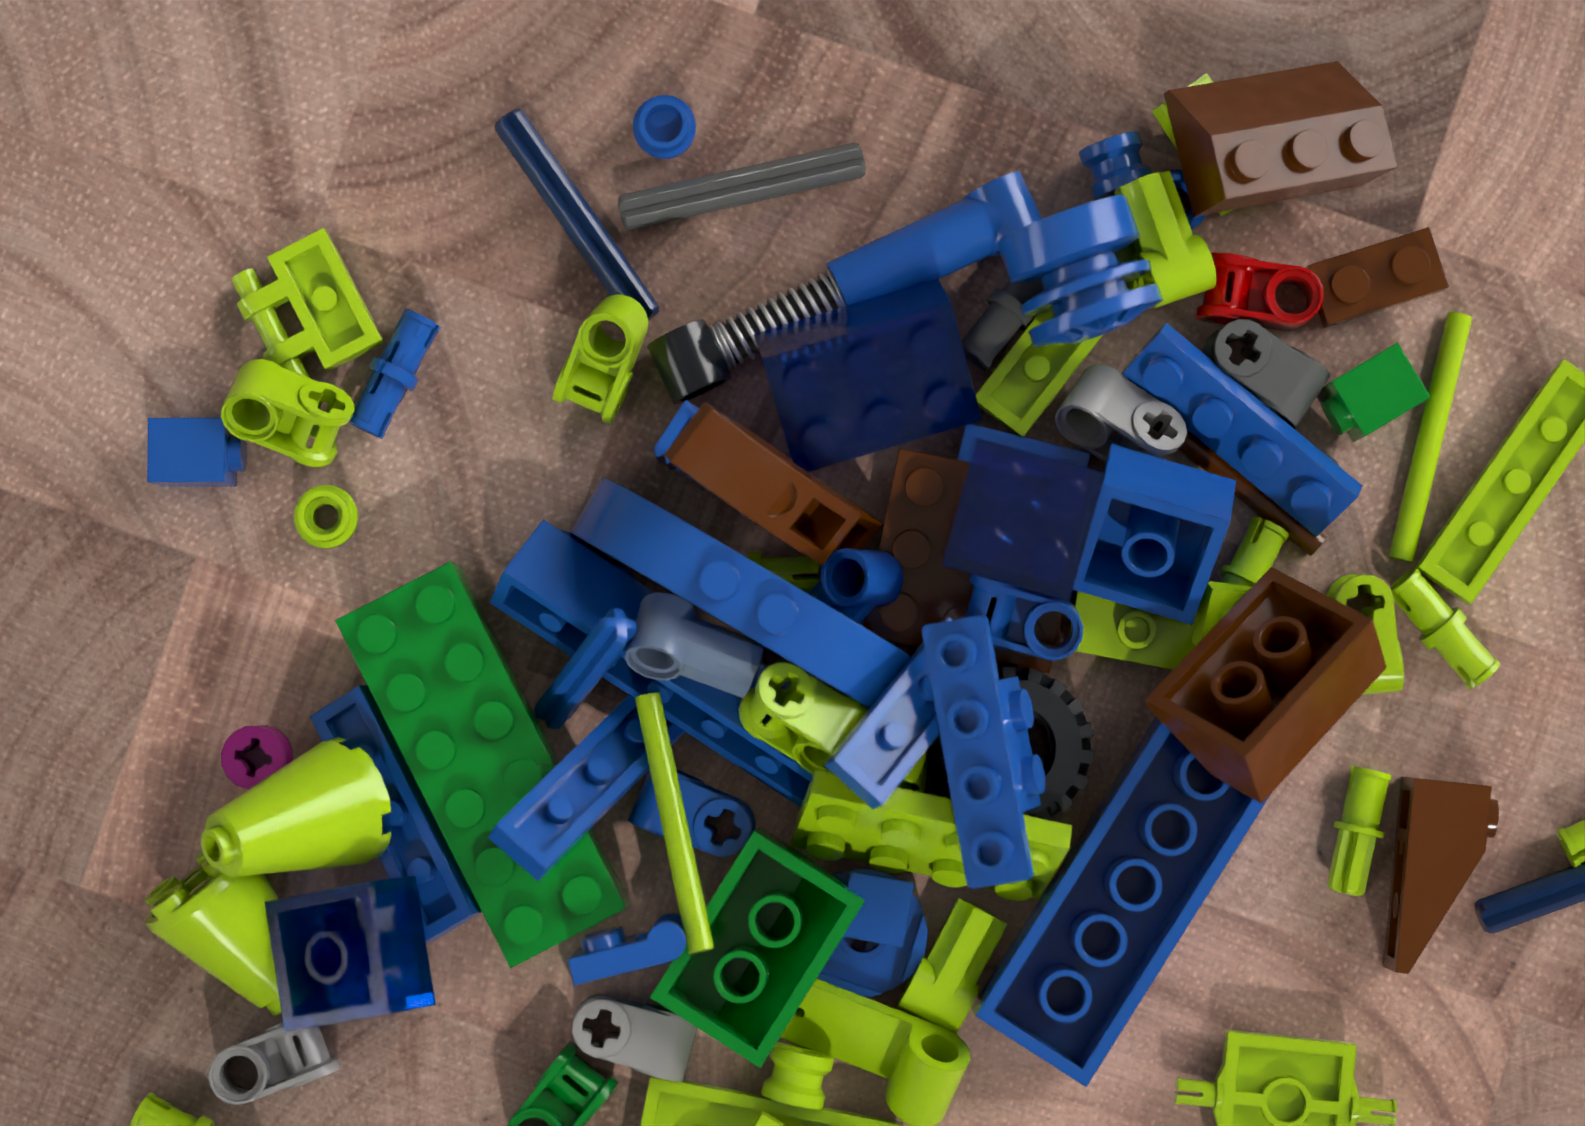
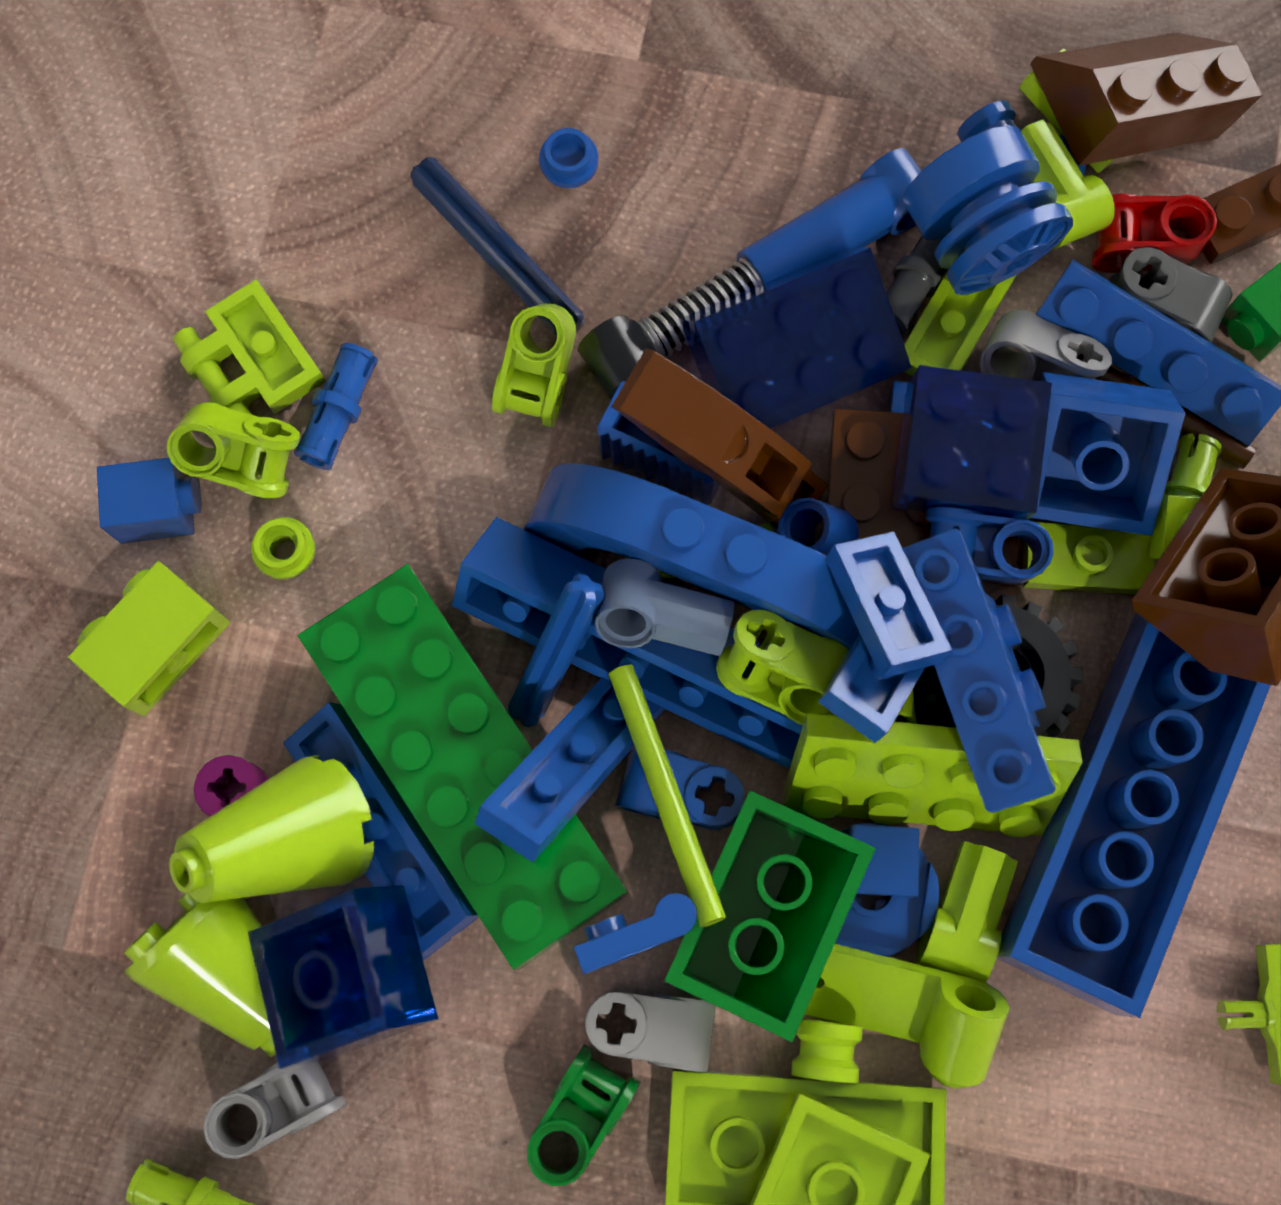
camera: 10 degrees left, 10 degrees down
(185, 594) = (148, 638): none -> lime brick
(742, 186) = (647, 201): dark grey axle -> none
(903, 681) = (888, 604): none -> plate

